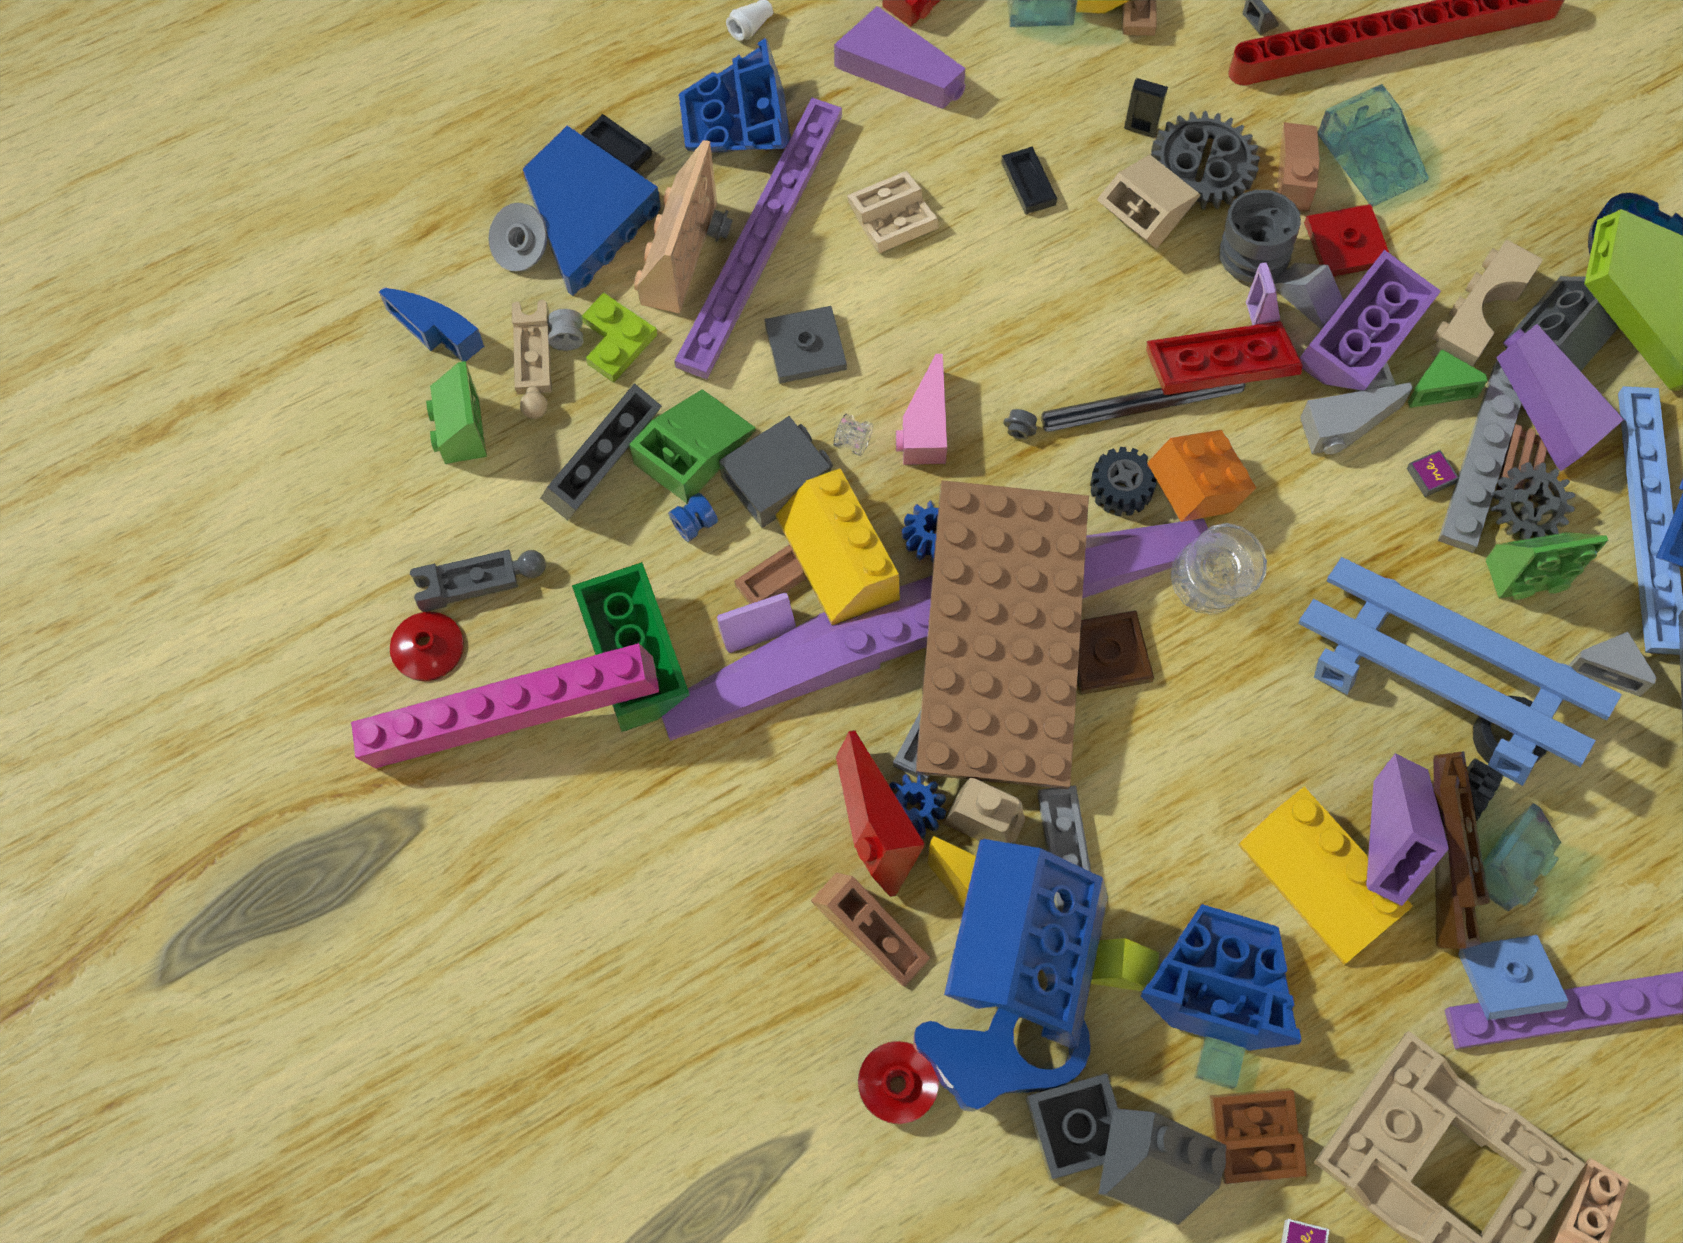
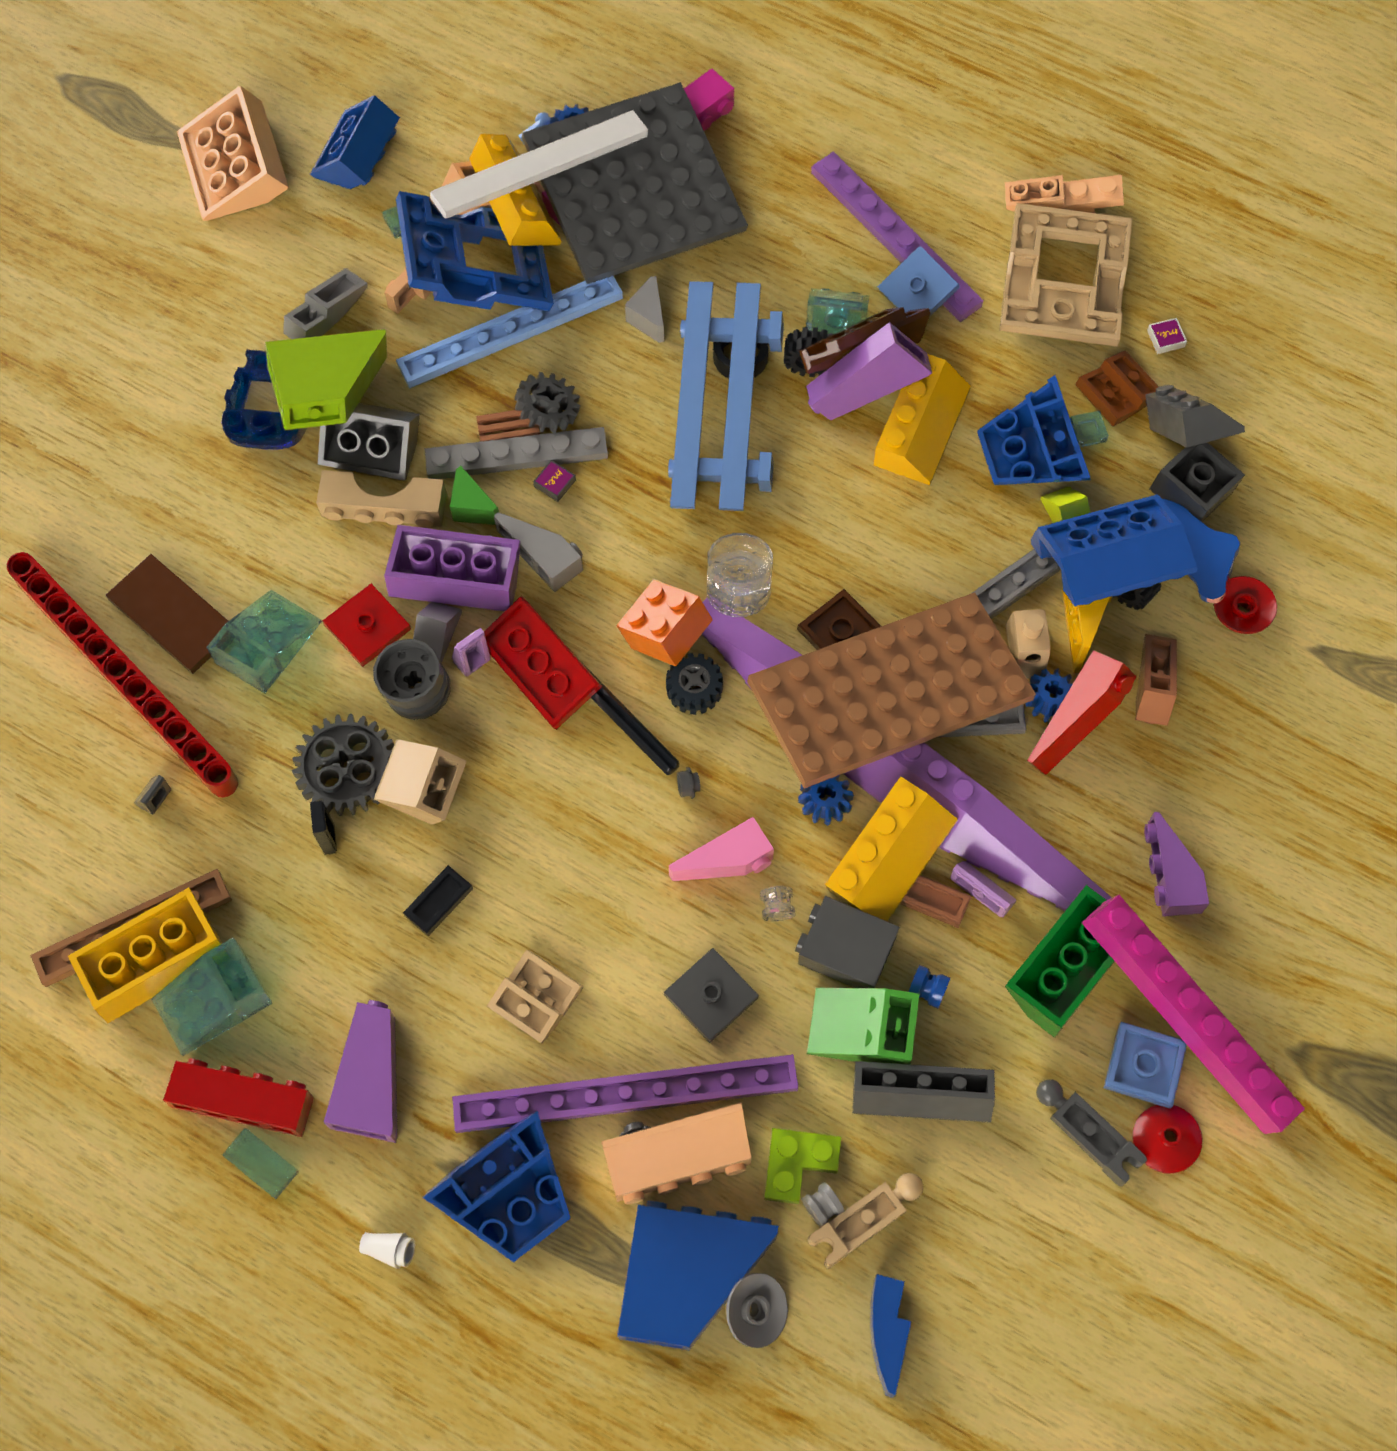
camera: 120 degrees left, 0 degrees up
(456, 416) = (967, 1239): bright green slope -> none
(497, 654) = (1145, 1065): none -> medium blue plate
(618, 142) = (597, 1292): black tile -> none
(651, 807) = (1178, 875): none -> medium lavender slope
(1299, 164) = (308, 691): nougat slope -> none
(1452, 93) = (168, 612): none -> reddish brown tile
(1541, 563) = (600, 370): bright green slope -> none
(1556, 396) = (448, 415): medium lavender slope -> none

